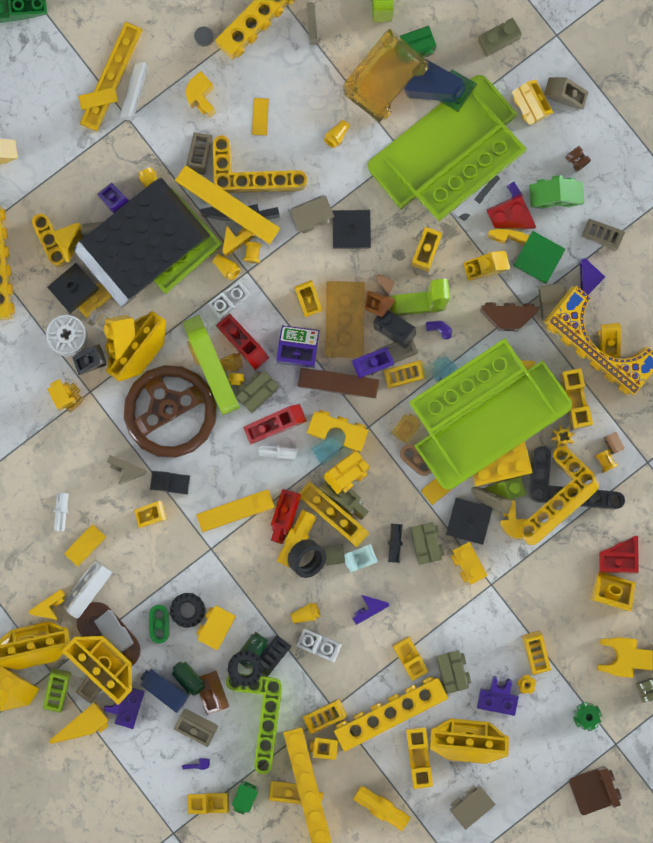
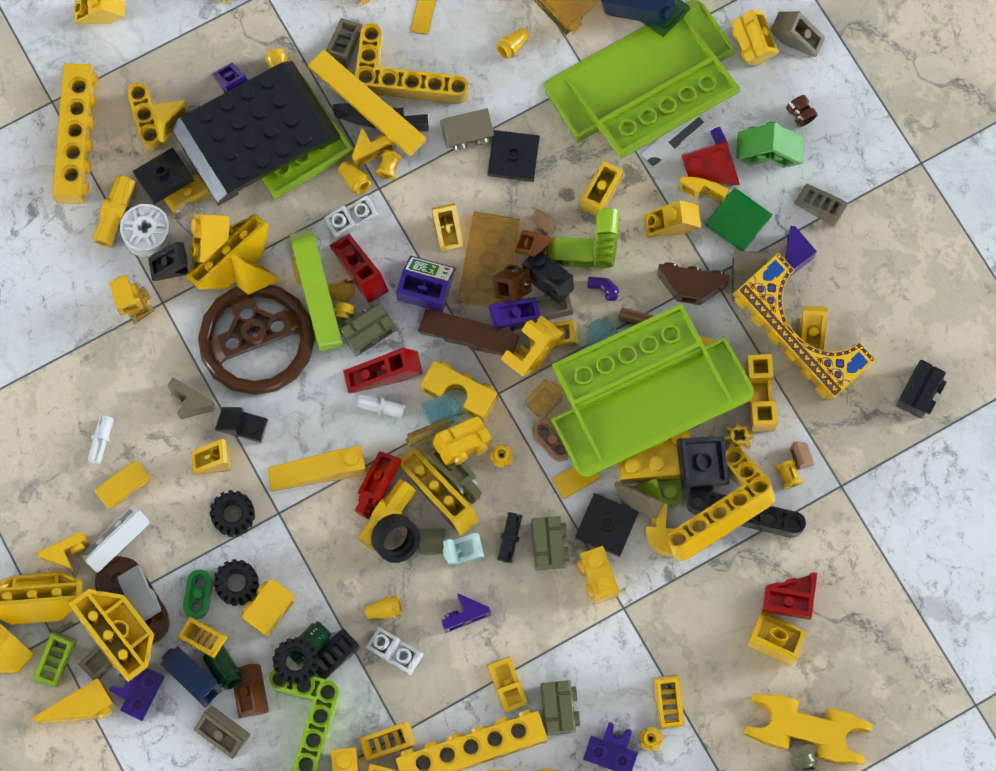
camera: 10 degrees right, 10 degrees down
(38, 323) = (113, 210): none -> yellow piece
(157, 655) = (191, 629): none -> yellow slope
(158, 361) = (251, 276): none -> yellow slope
(163, 555) = (219, 506): none -> black tyre
(316, 471) = (426, 433): none -> clear yellow piece
(367, 339) = (512, 283): none -> reddish brown brick
(378, 483) = (504, 461): none -> yellow plate
(391, 396) = (529, 360): none -> yellow panel
(469, 350) = (632, 316): none -> medium nougat axle
(538, 464) = (702, 462): none -> black plate

